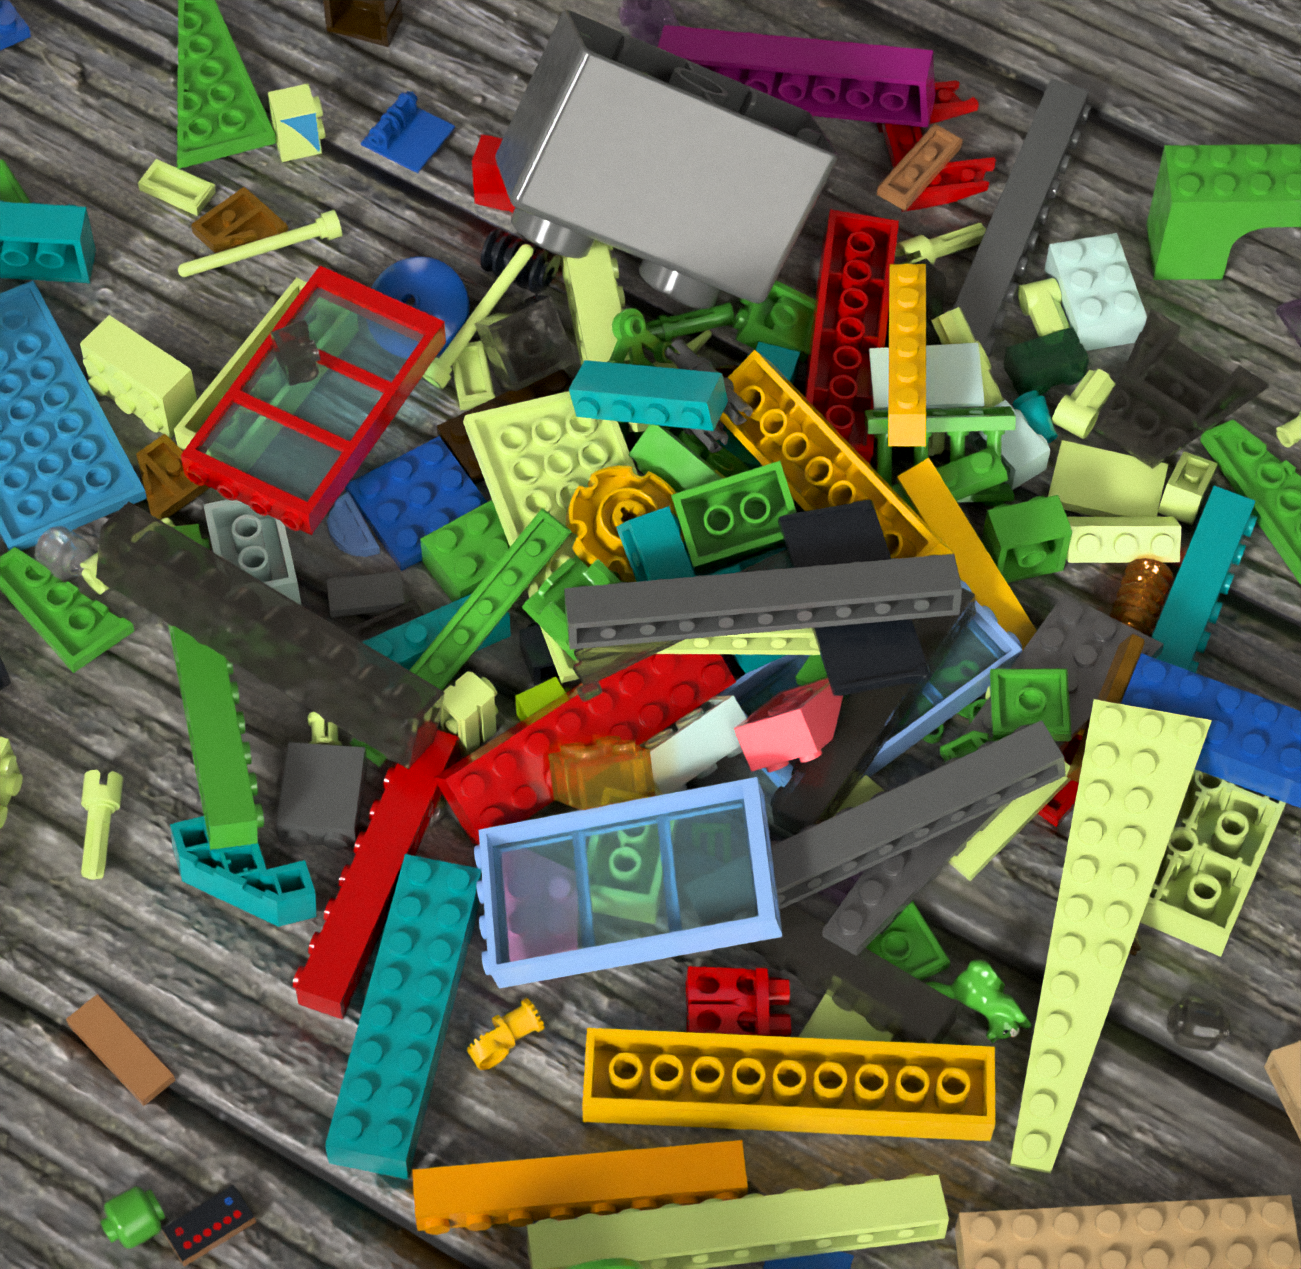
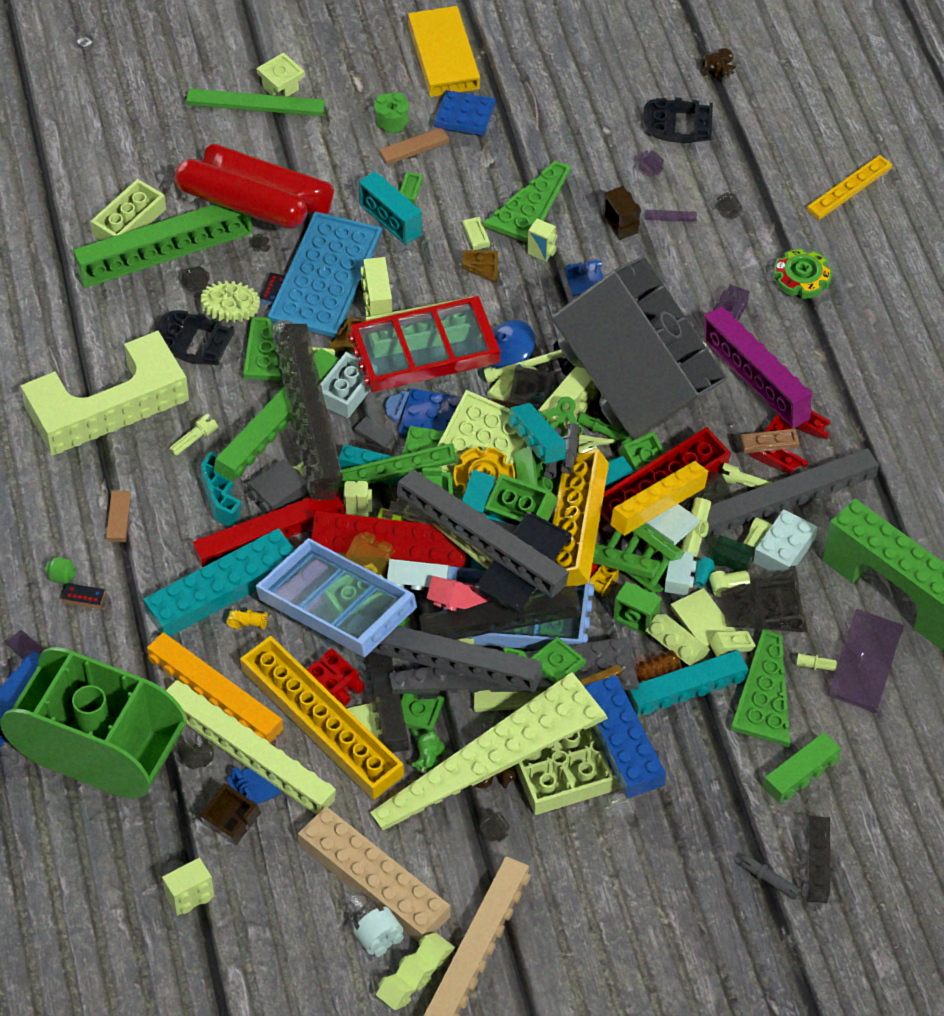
camera: 45 degrees right, 5 degrees down
(296, 353) = (429, 318): clear smoke brick -> none
(325, 226) = (513, 289): yellowish green piece -> none
(974, 564) = (605, 590): yellow tile -> none

